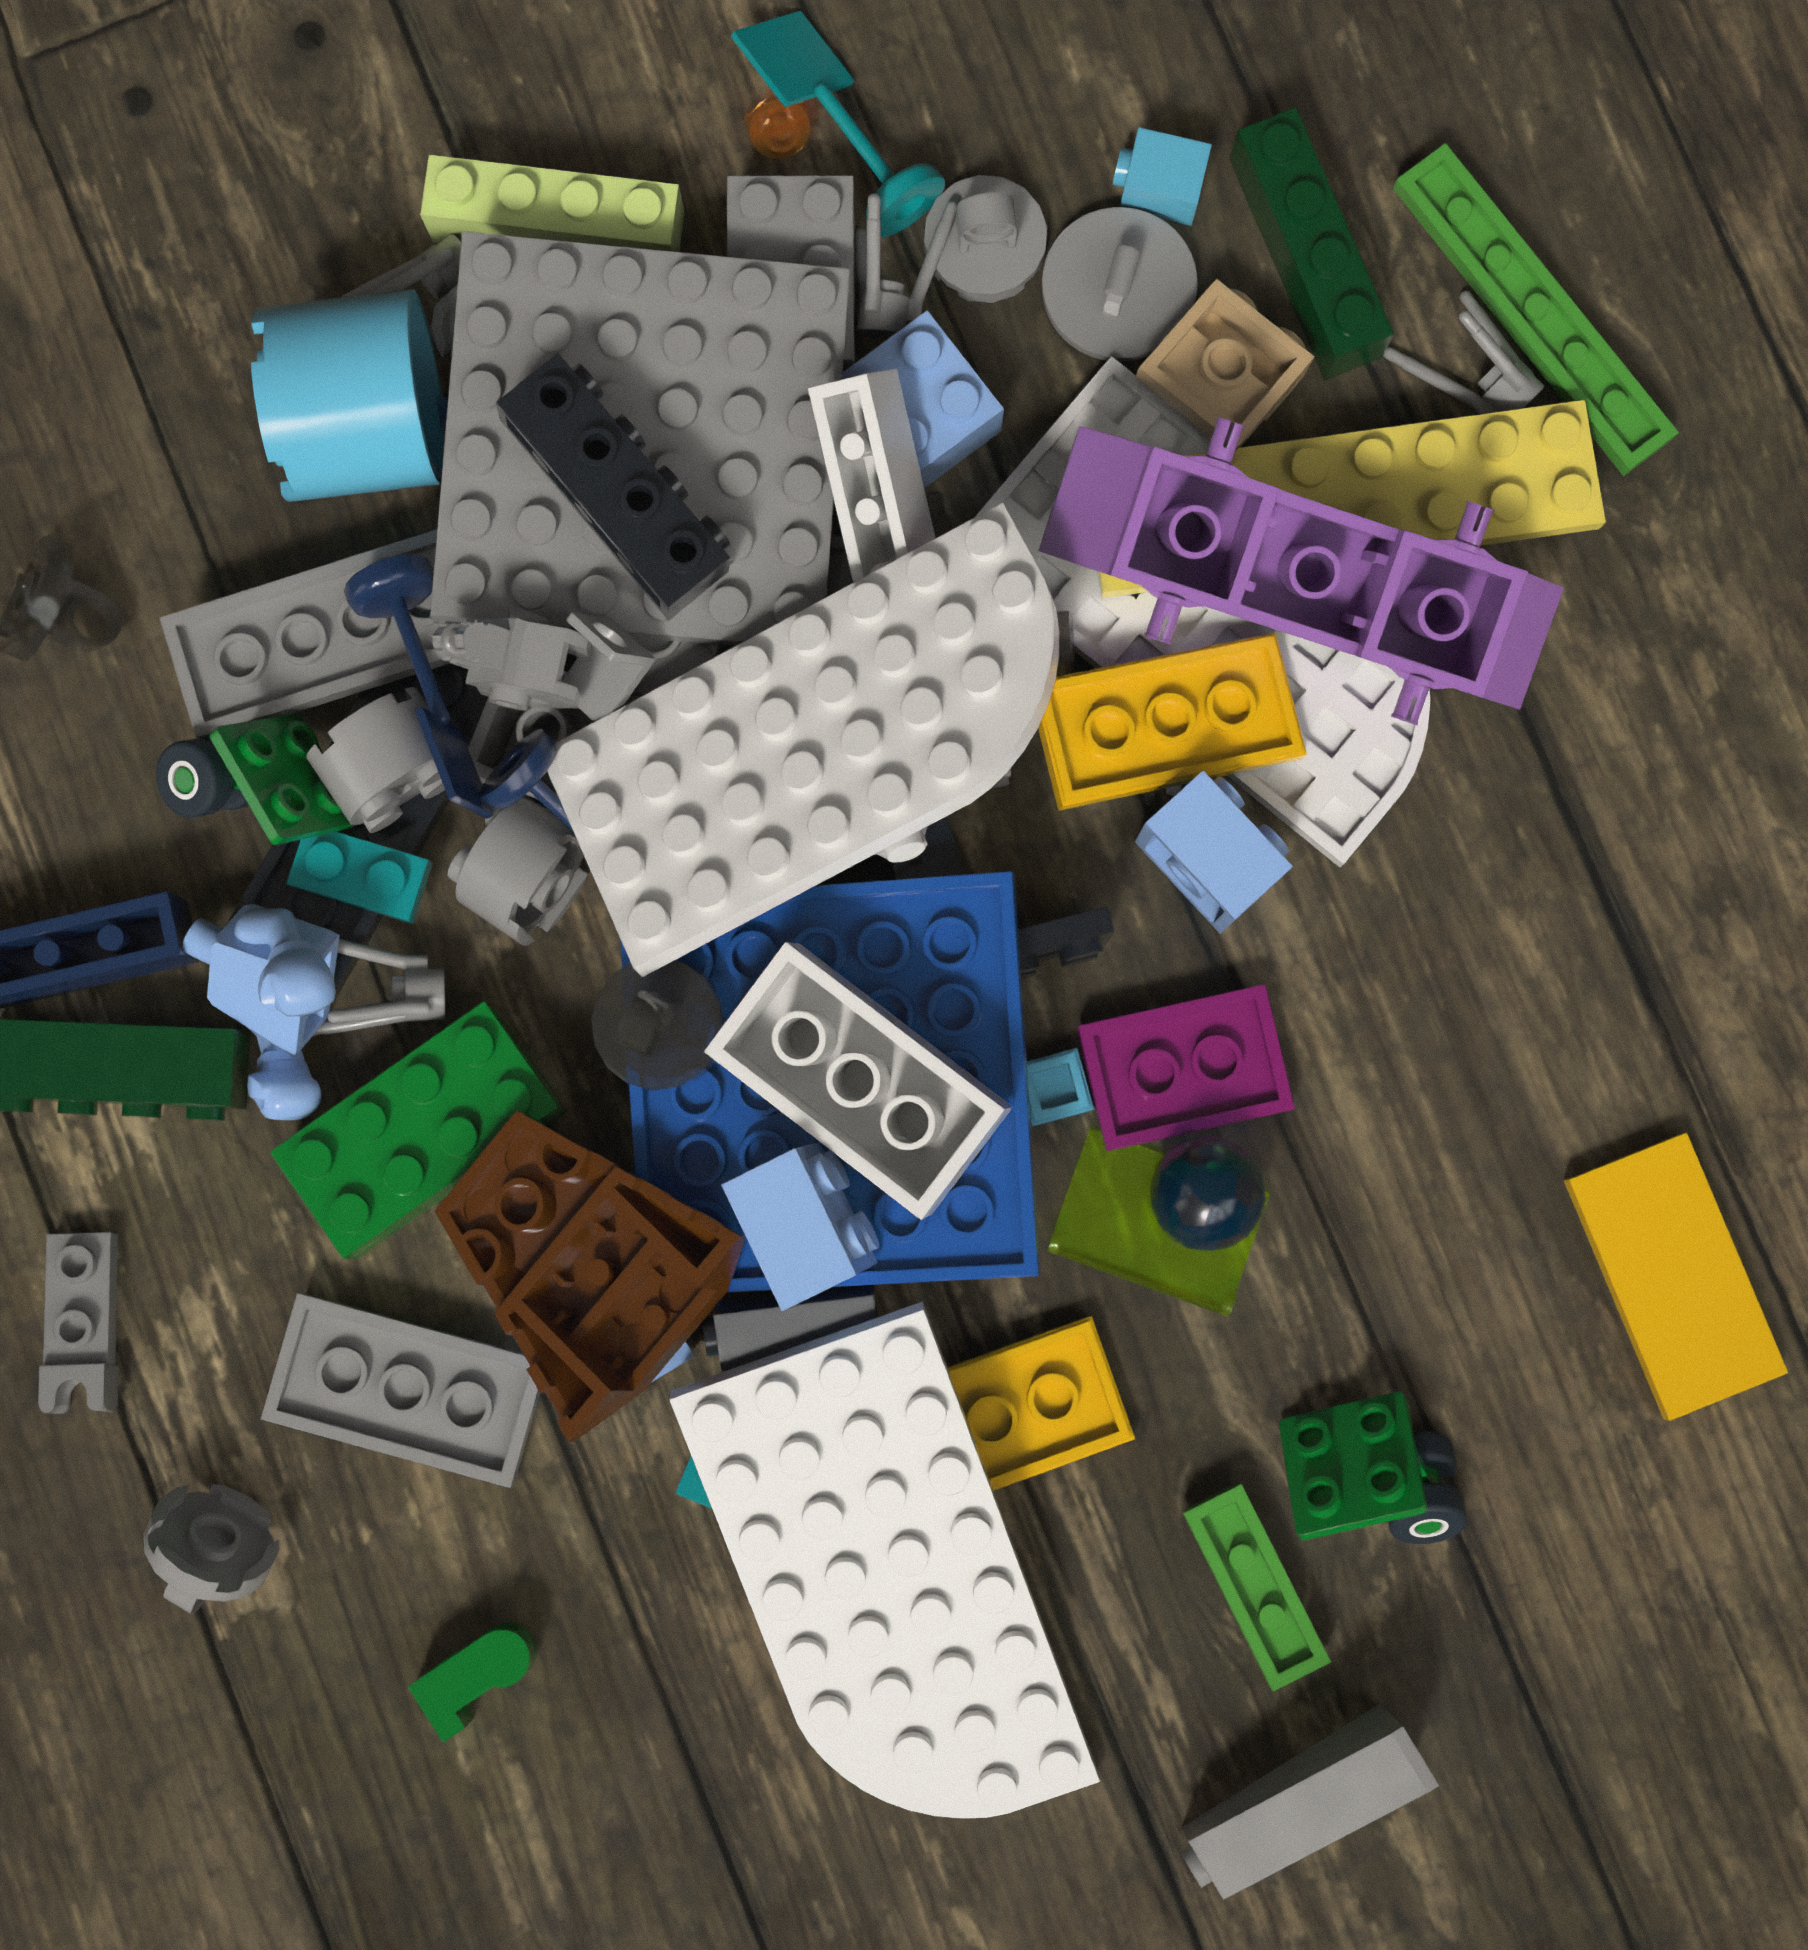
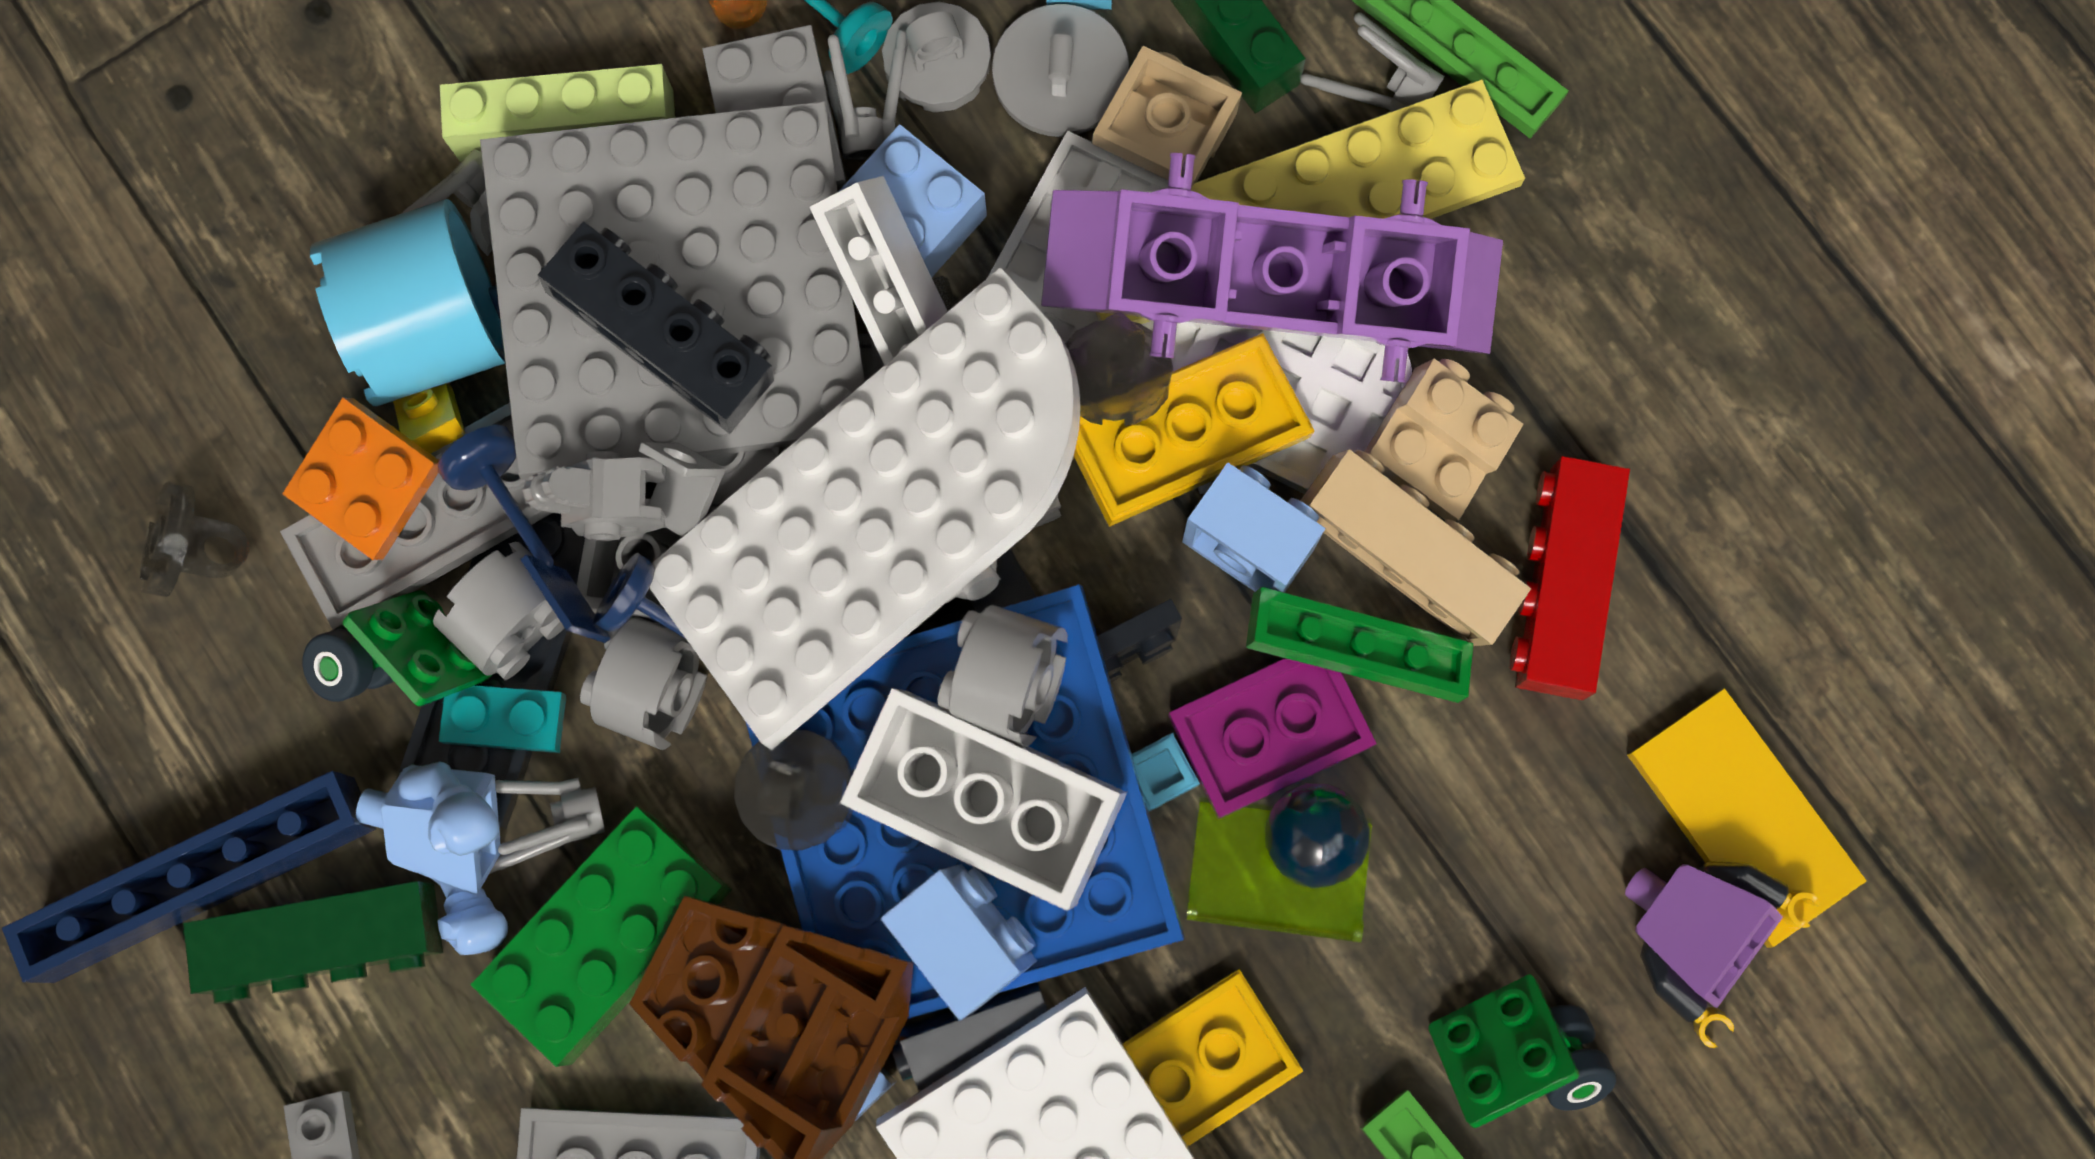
camera: 10 degrees left, 5 degrees down
(260, 580) = (362, 478): none -> orange plate
(343, 530) = (430, 417): none -> yellow plate
(909, 952) = (1004, 673): none -> light grey brick
(1105, 642) = (1116, 371): none -> clear smoke tile
(1301, 999) = (1359, 645): none -> green plate
(1385, 907) = (1414, 548): none -> tan brick
(1445, 791) = (1444, 436): none -> tan plate
(1548, 976) = (1571, 578): none -> red brick
(1602, 1388) = (1707, 931): none -> medium lavender torso

